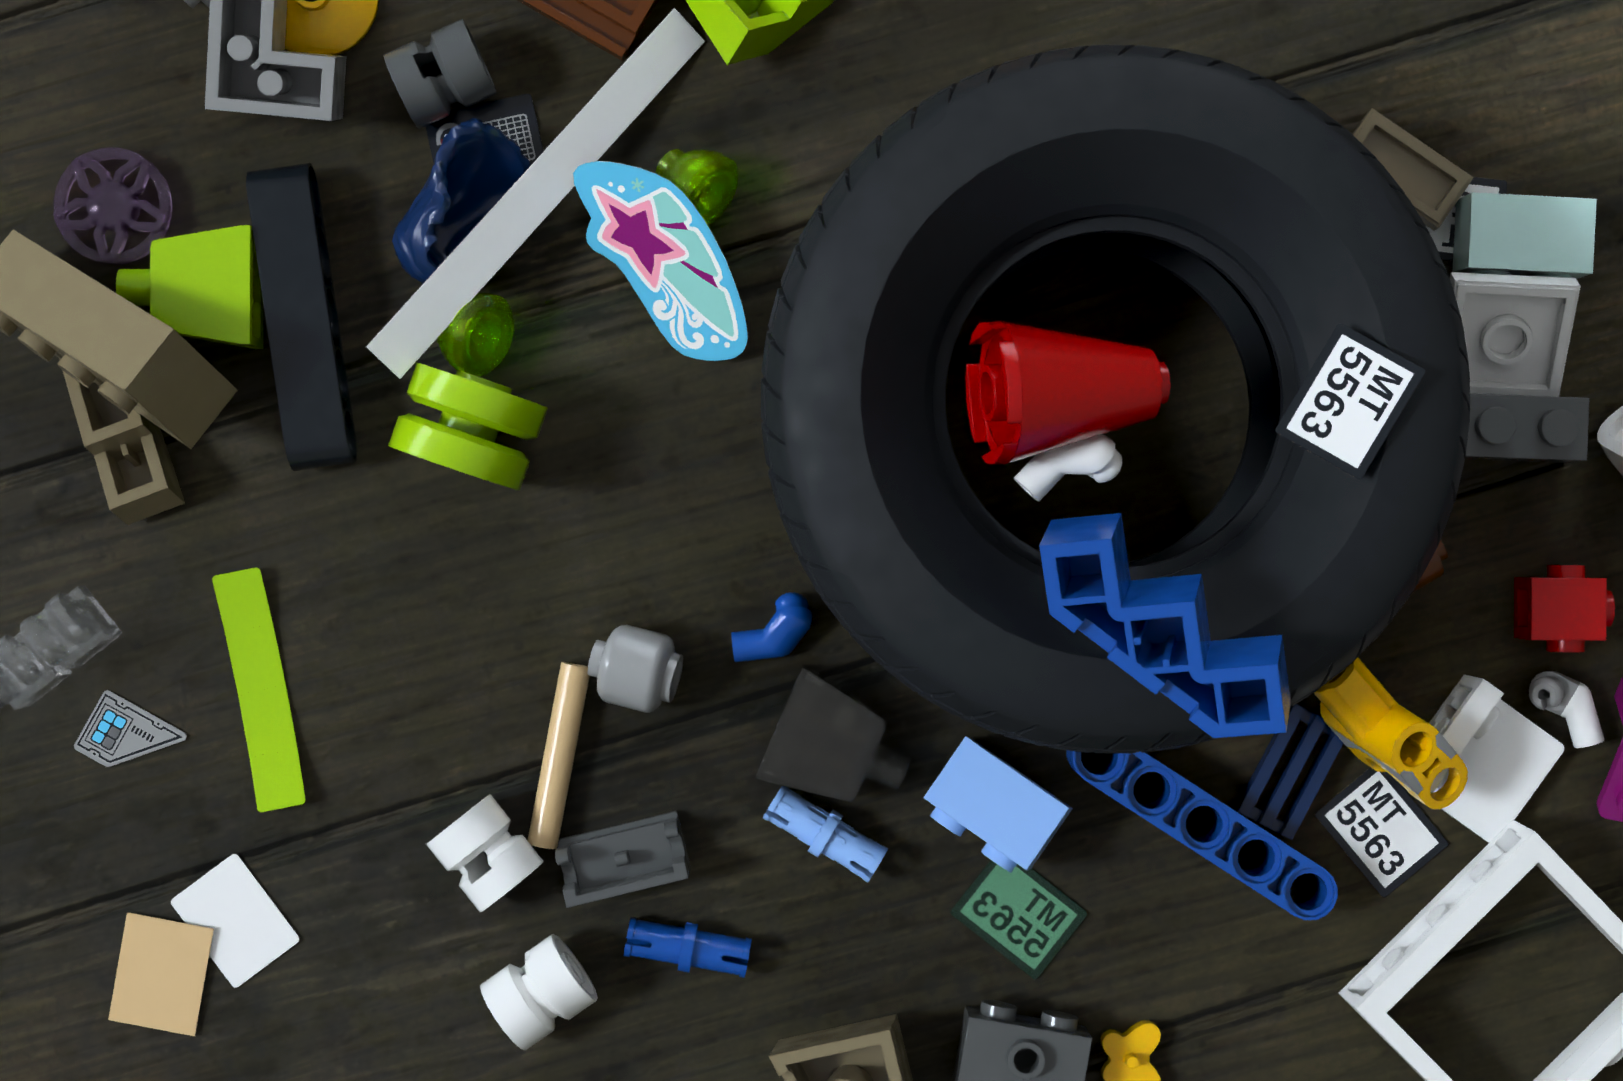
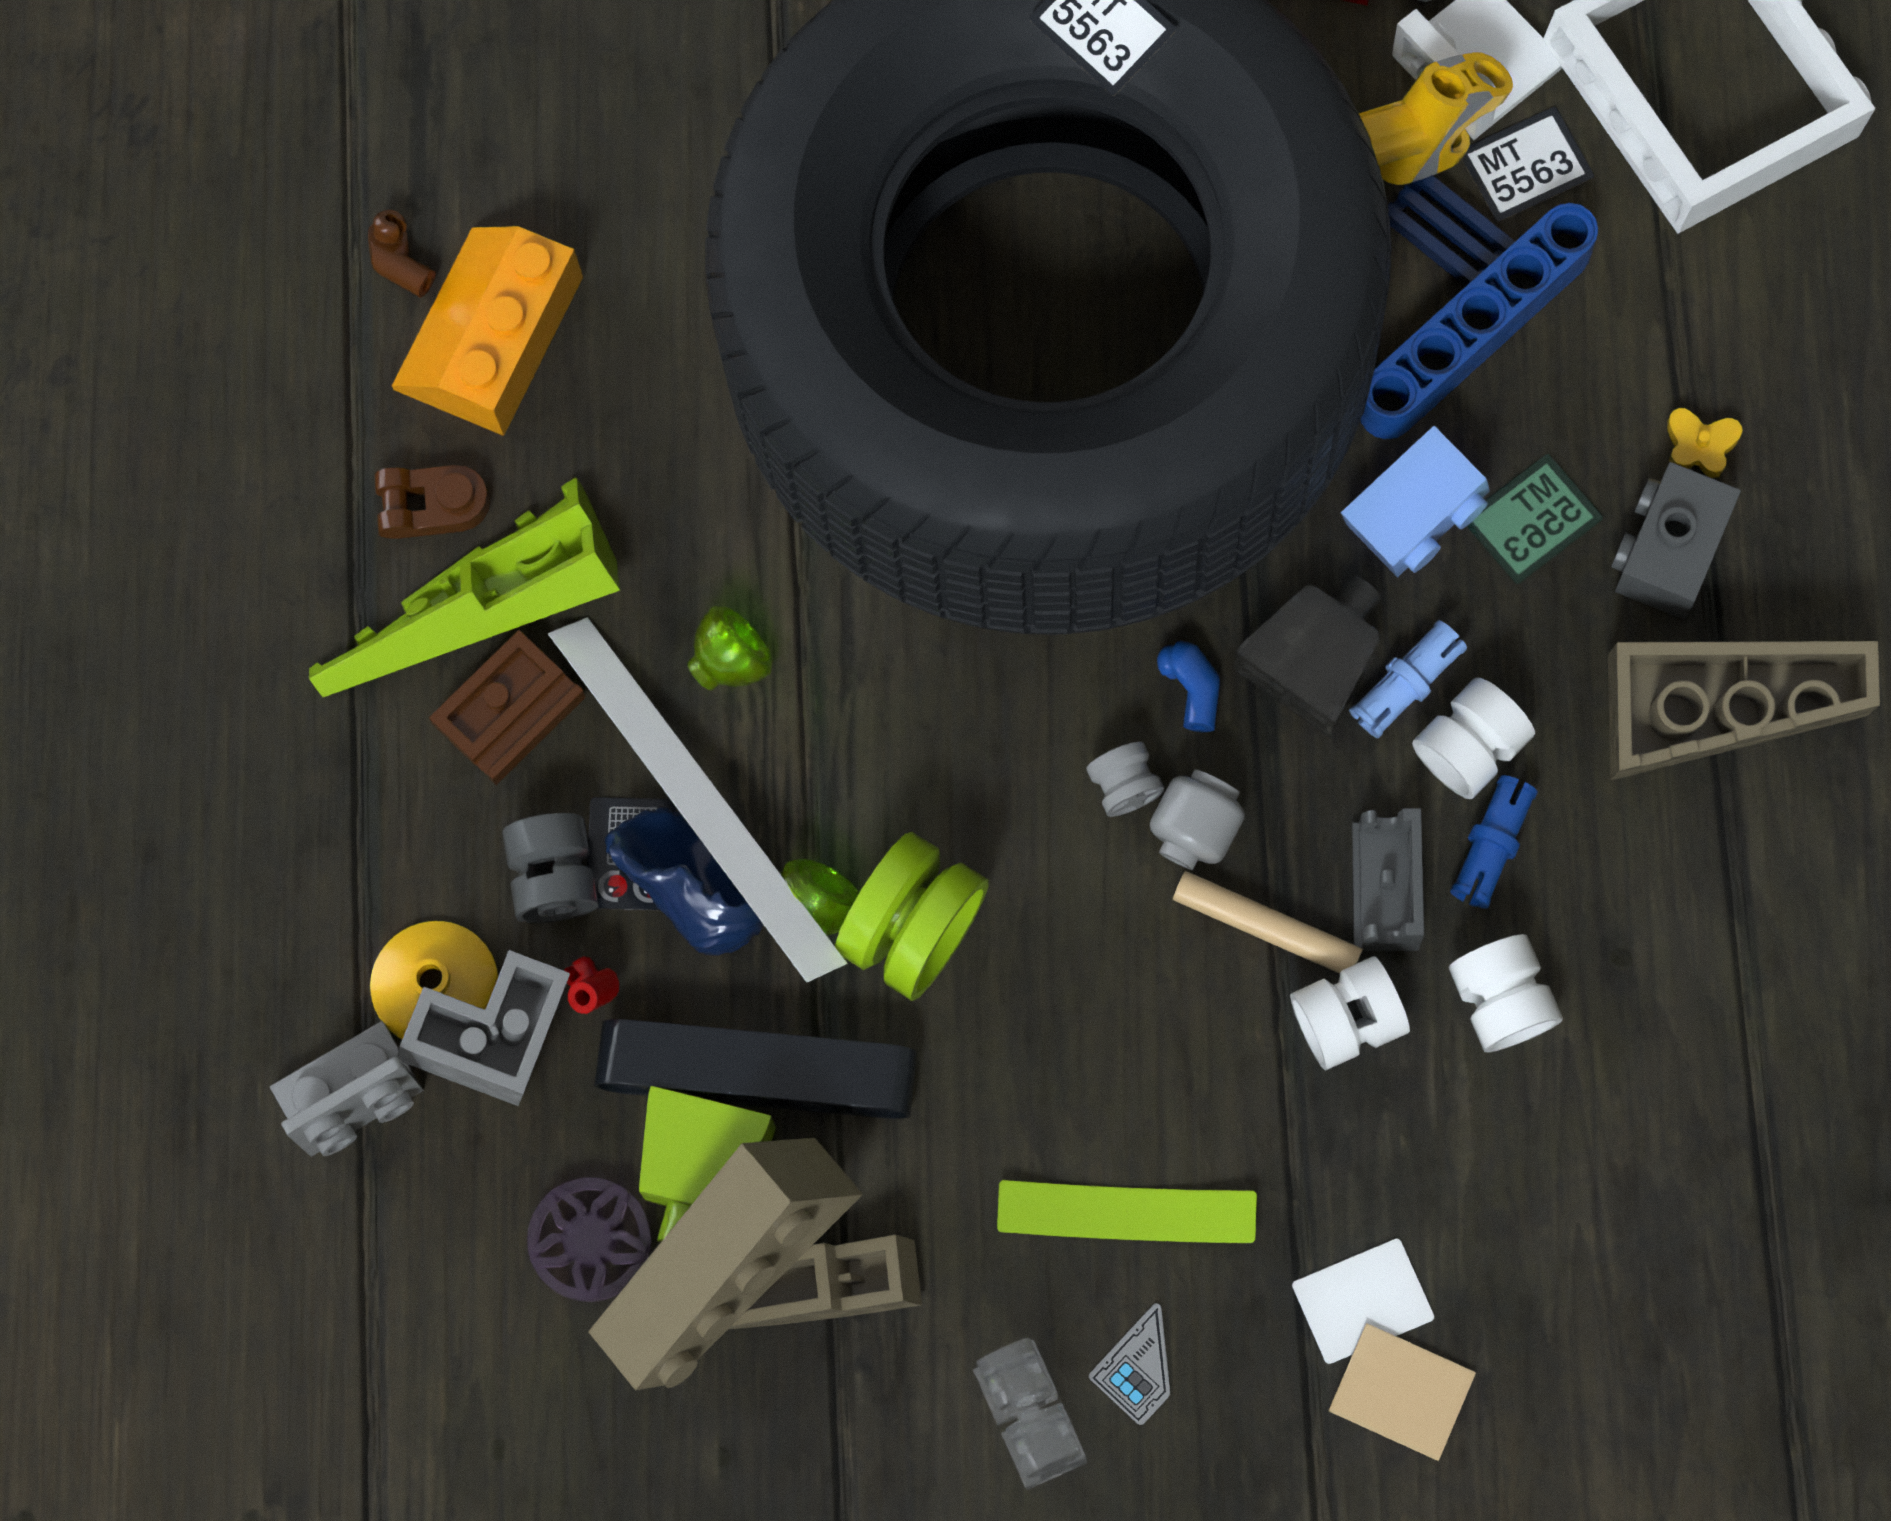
camera: 70 degrees left, 15 degrees down
(340, 146) = (590, 987): none -> red arm
(661, 591) = (1125, 779): none -> light grey wheel
(666, 256) = (793, 693): sticker -> none
(778, 909) = (1479, 732): none -> white wheel
(1056, 389) = (1024, 269): red cone -> none
(1087, 457) = (1088, 274): white arm -> none
(1162, 631) = (1272, 214): blue brick -> none

